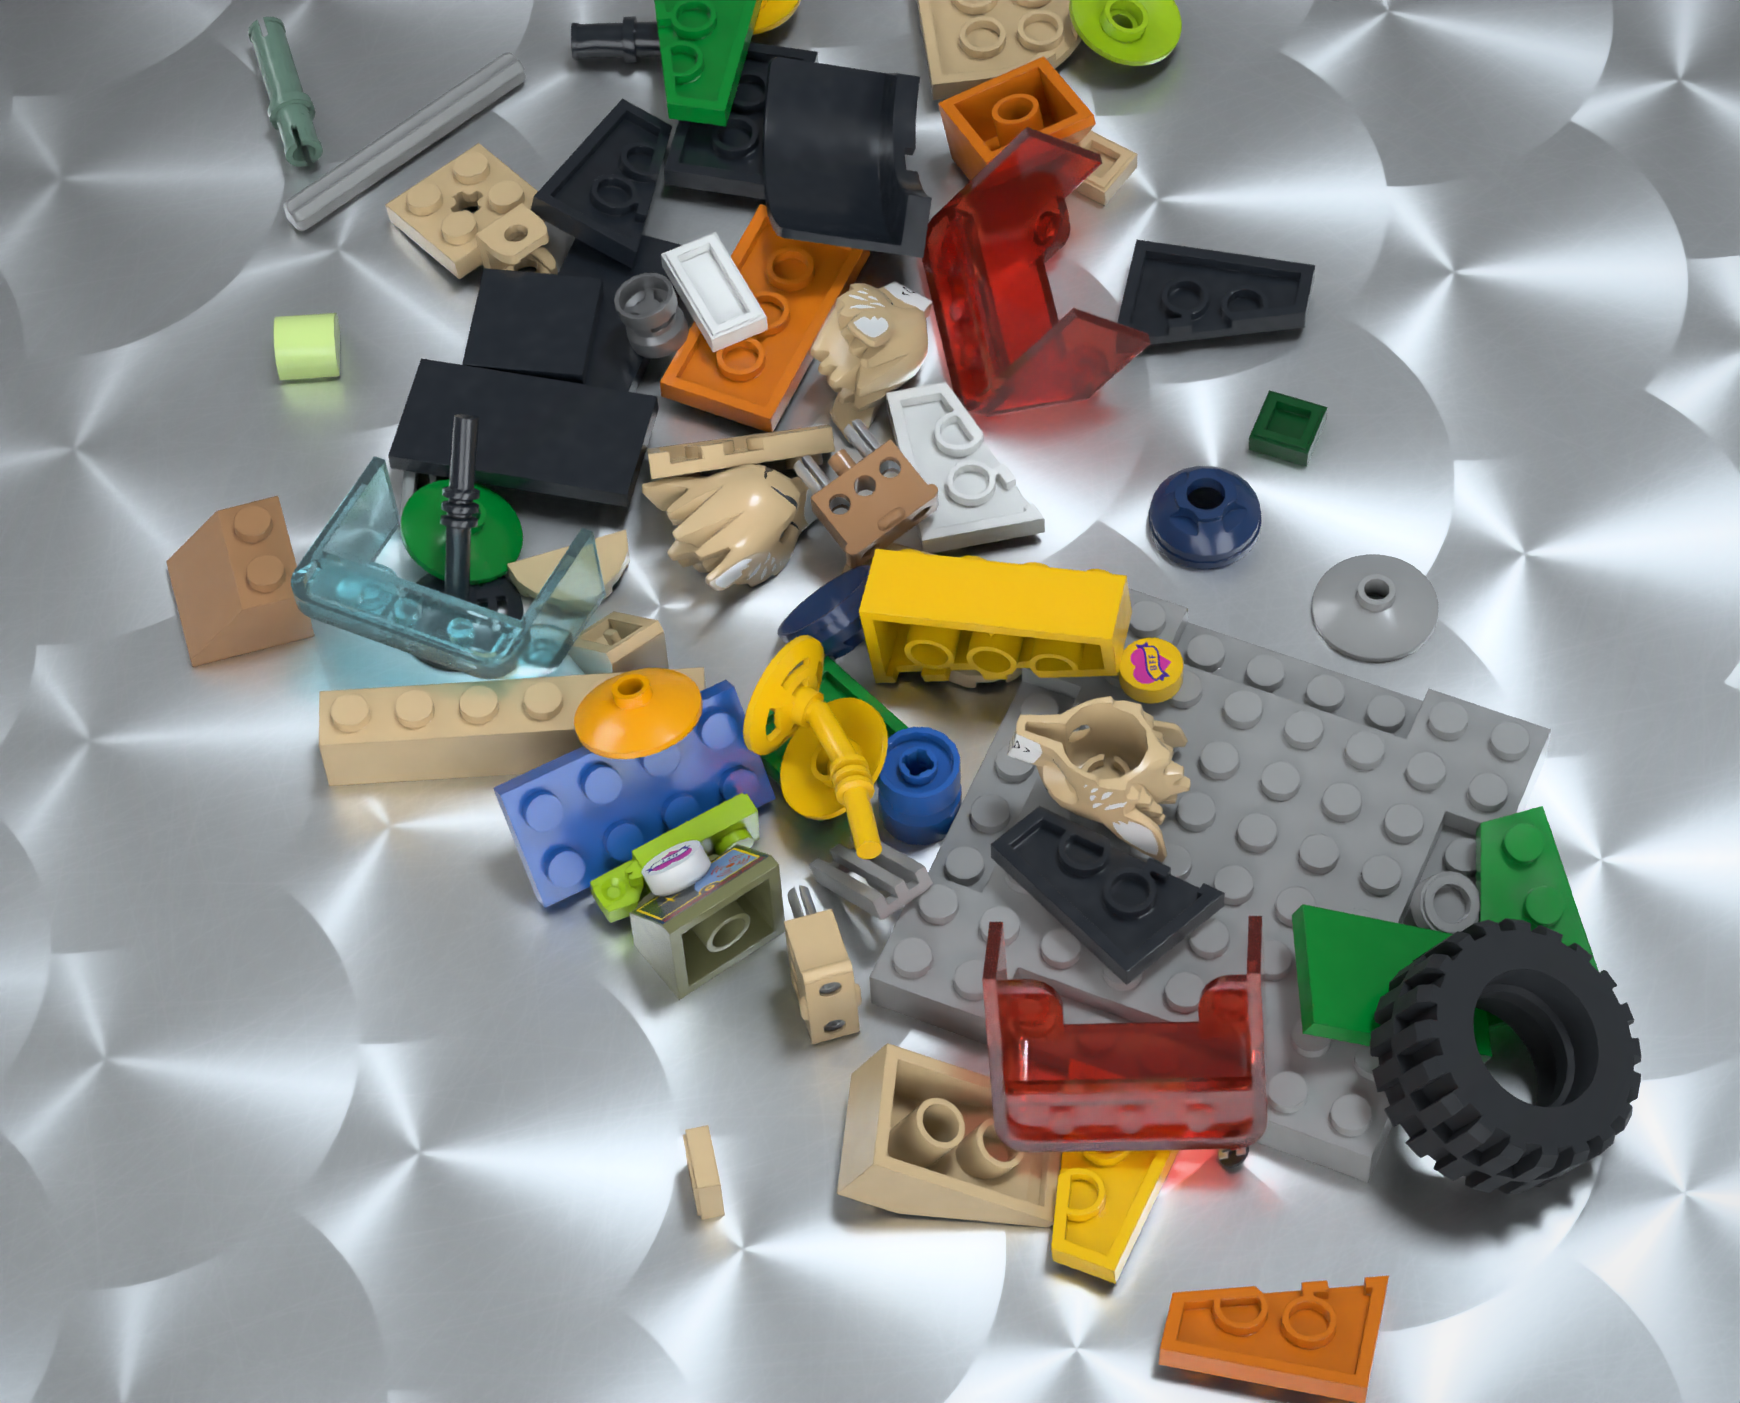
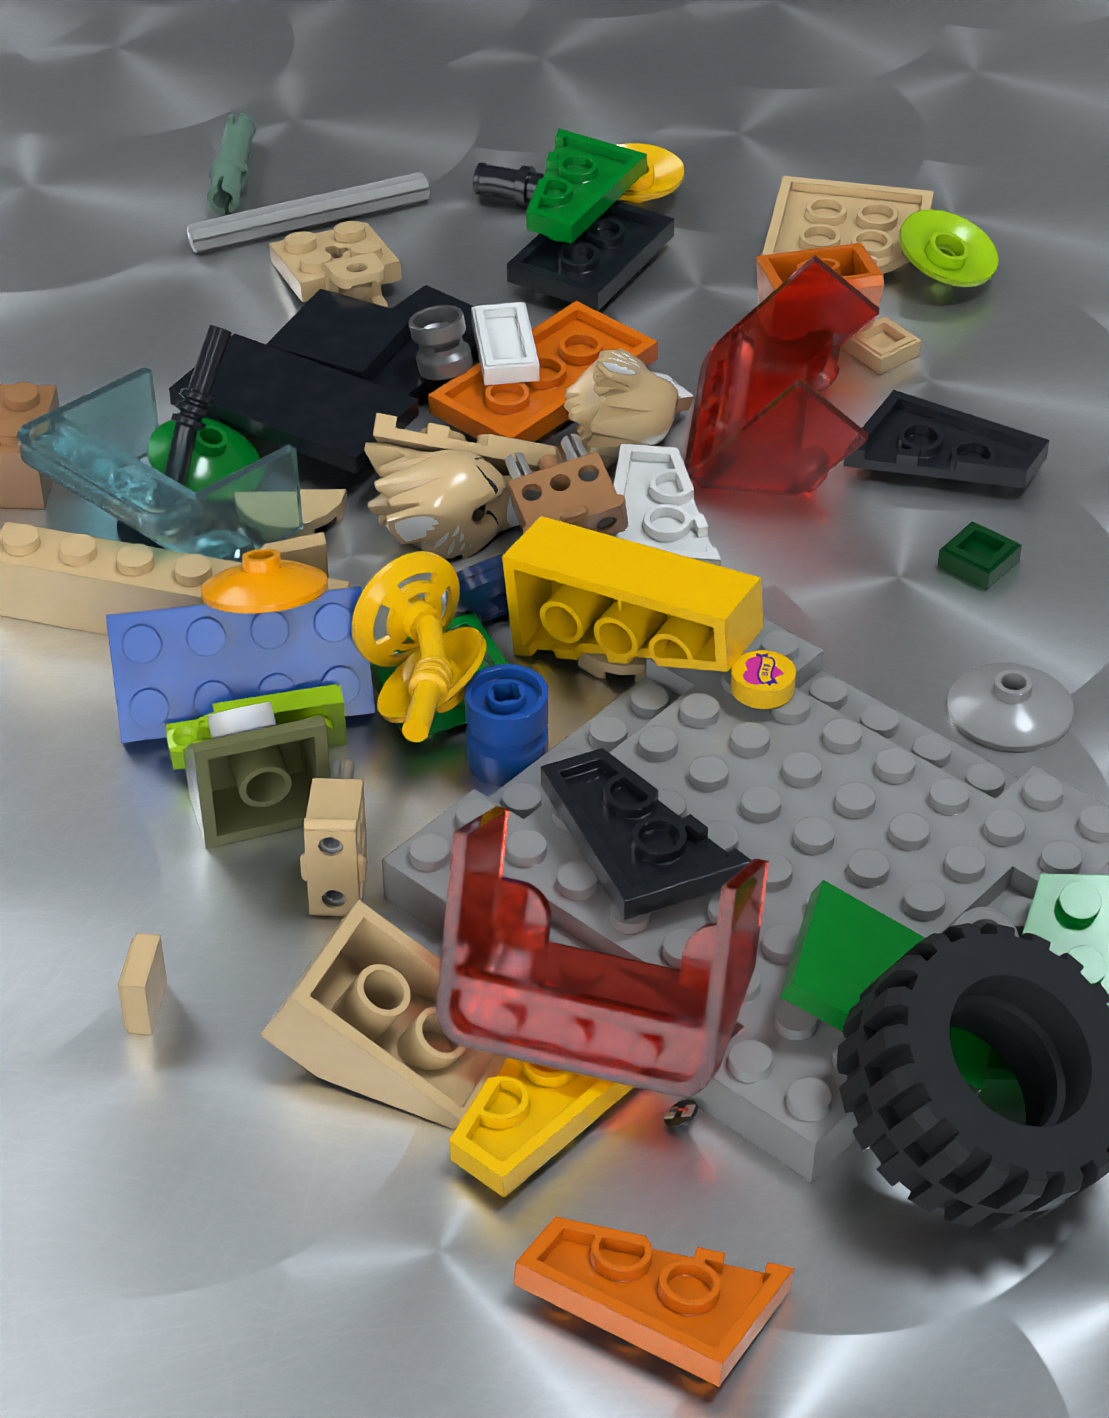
camera: 15 degrees right, 15 degrees down
(307, 346) = (152, 315): yellowish green brick -> none
(608, 183) = (454, 261): black wing -> none
(839, 157) = (660, 275): black panel -> none
(888, 871) = (441, 783): light grey tile -> none
(1109, 771) = (684, 741): tan piece -> none
(1202, 536) = (871, 610): dark blue piece -> none

